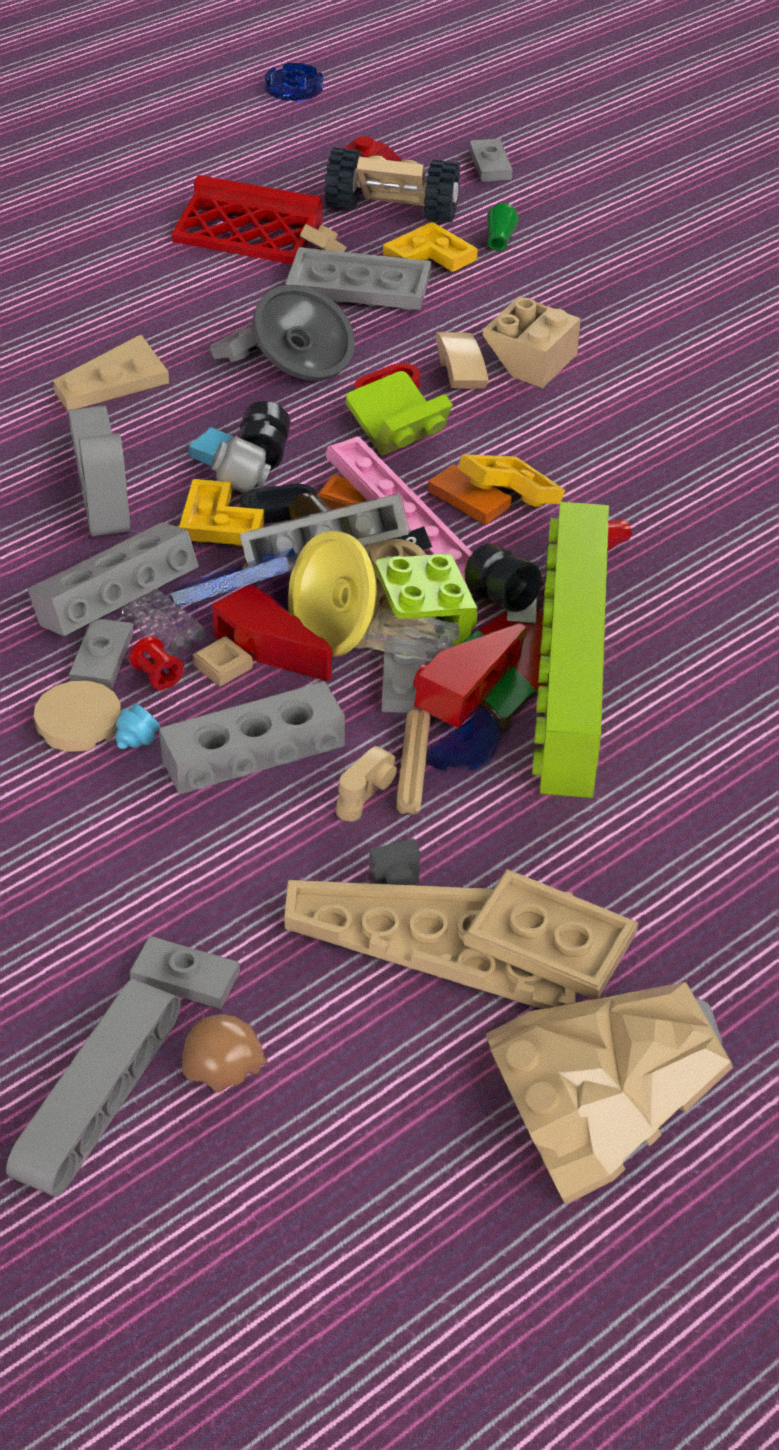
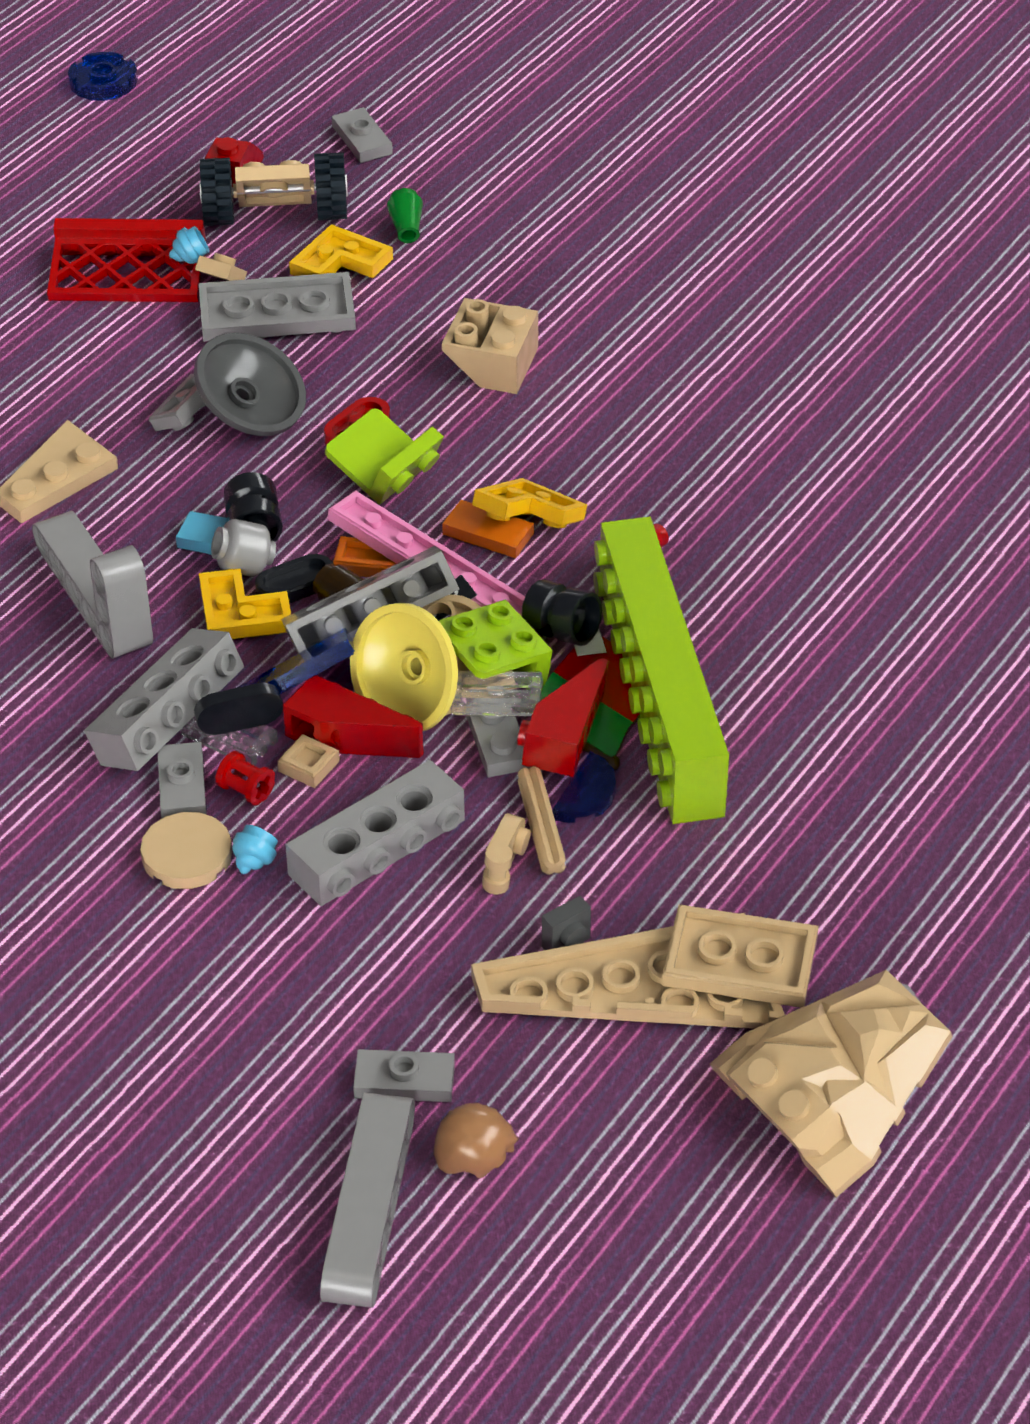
camera: 15 degrees left, 0 degrees up
(172, 599) = (238, 708): none -> black tile
(301, 213) = (189, 246): none -> medium azure plate
(463, 360) = (426, 379): tan slope -> none

